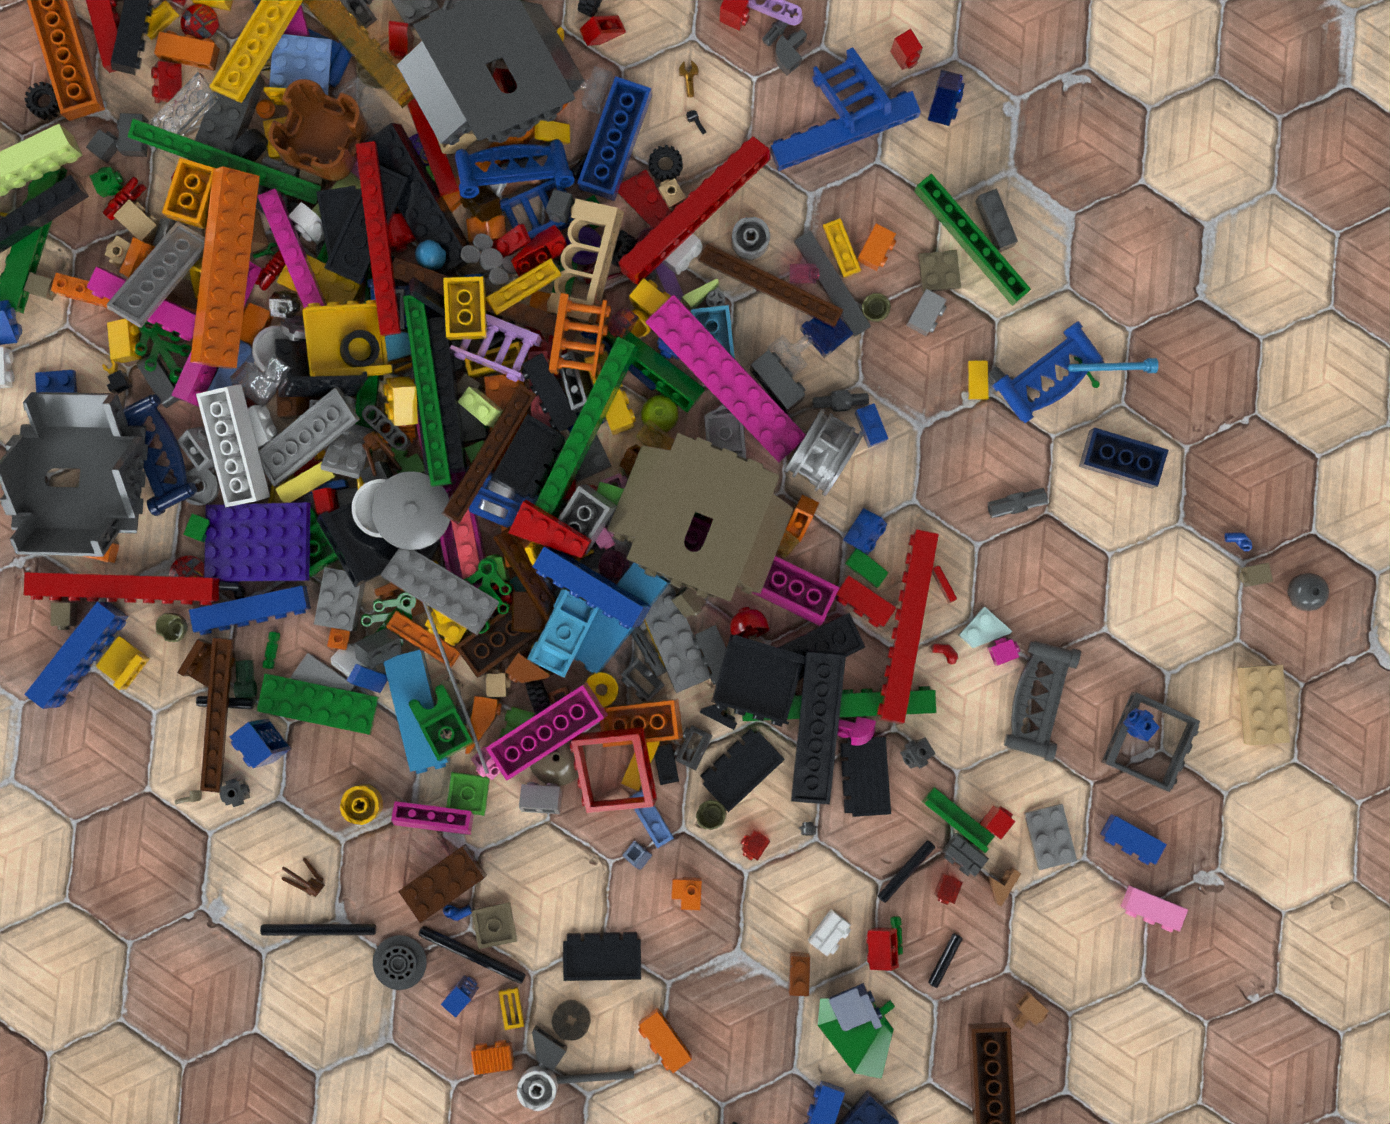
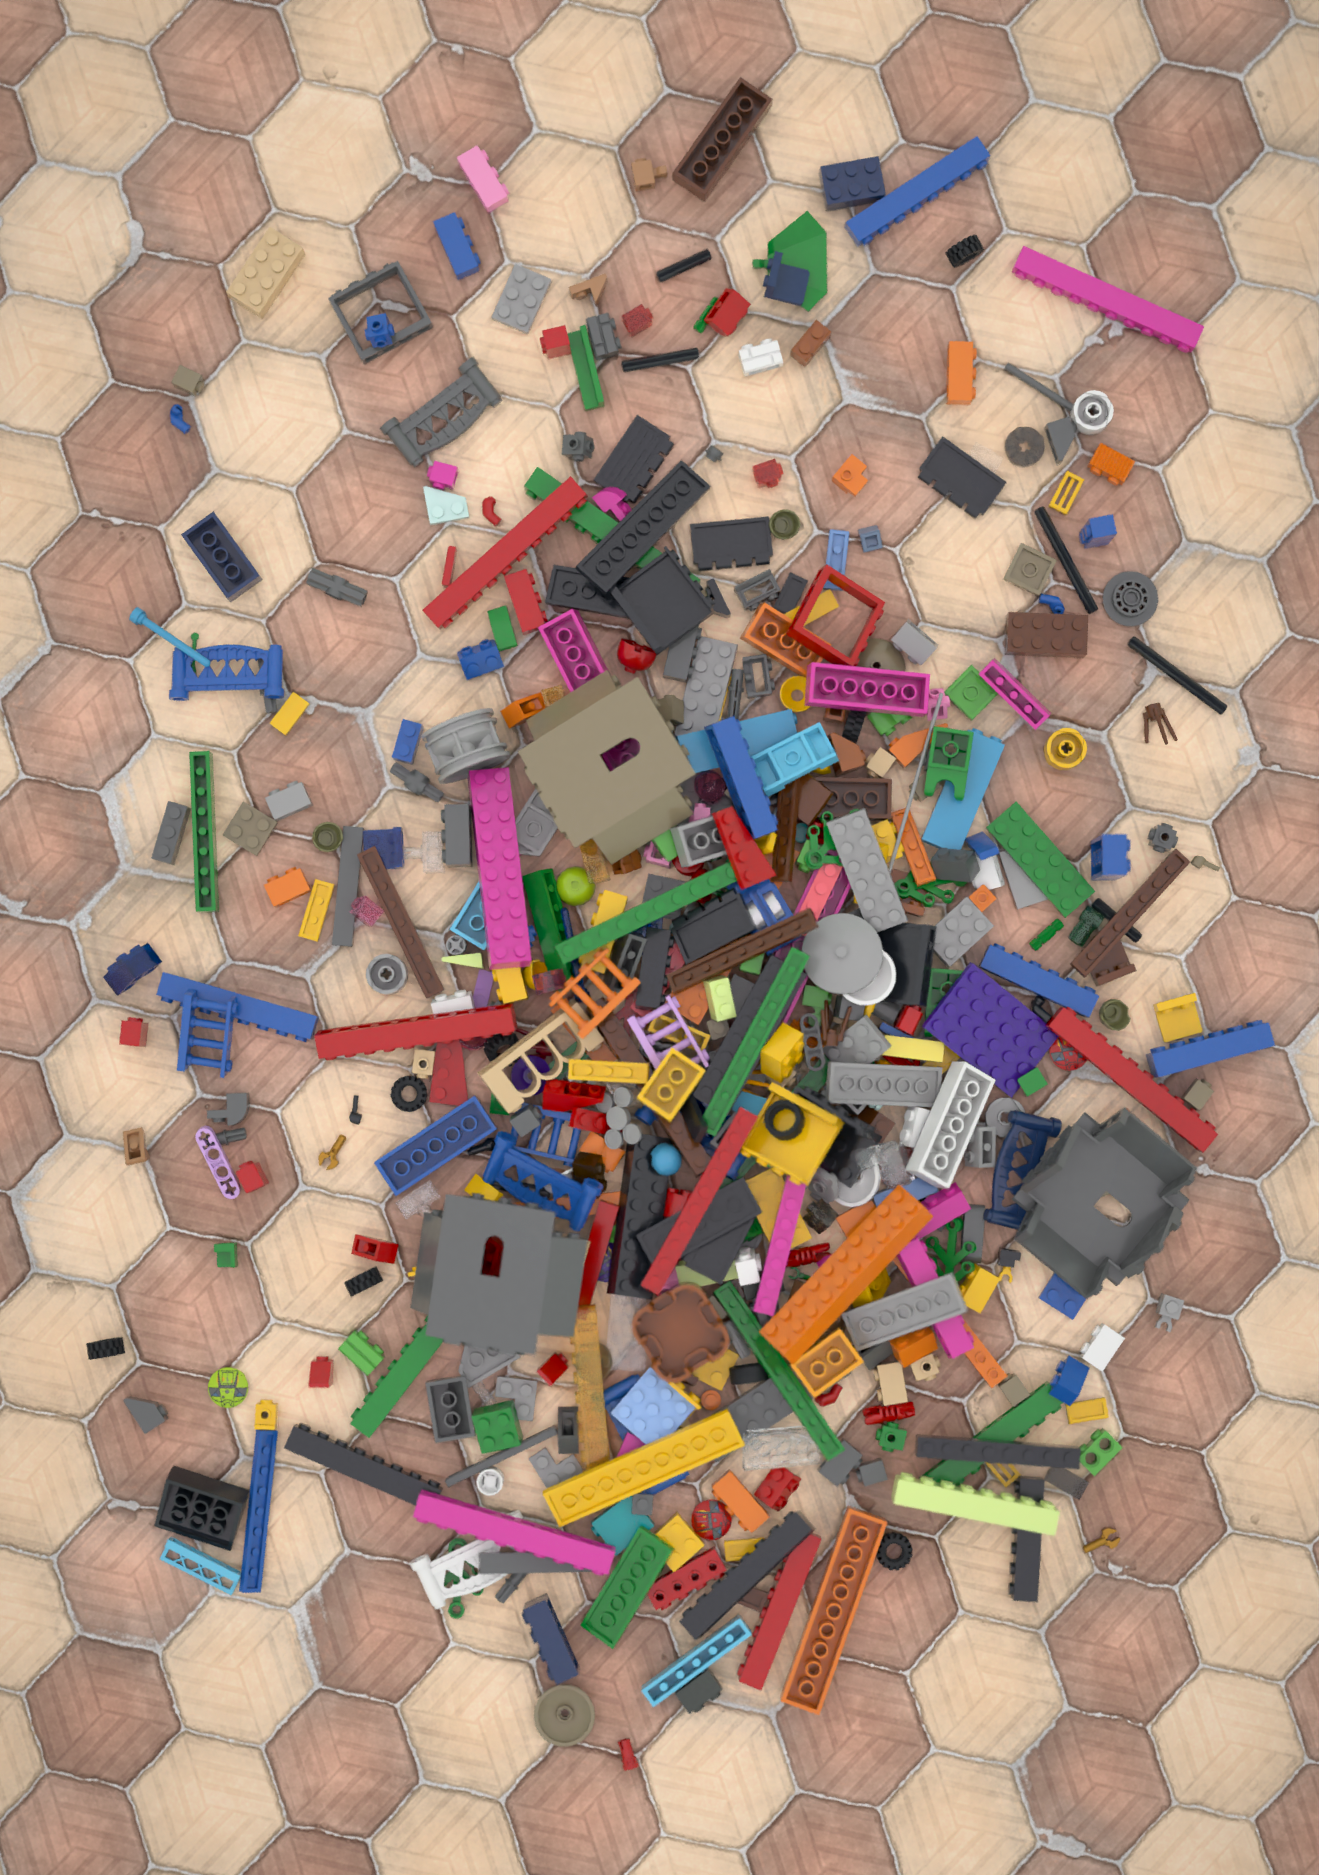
camera: 145 degrees left, 0 degrees up
(1308, 592) = (156, 335): dark grey cylinder -> none

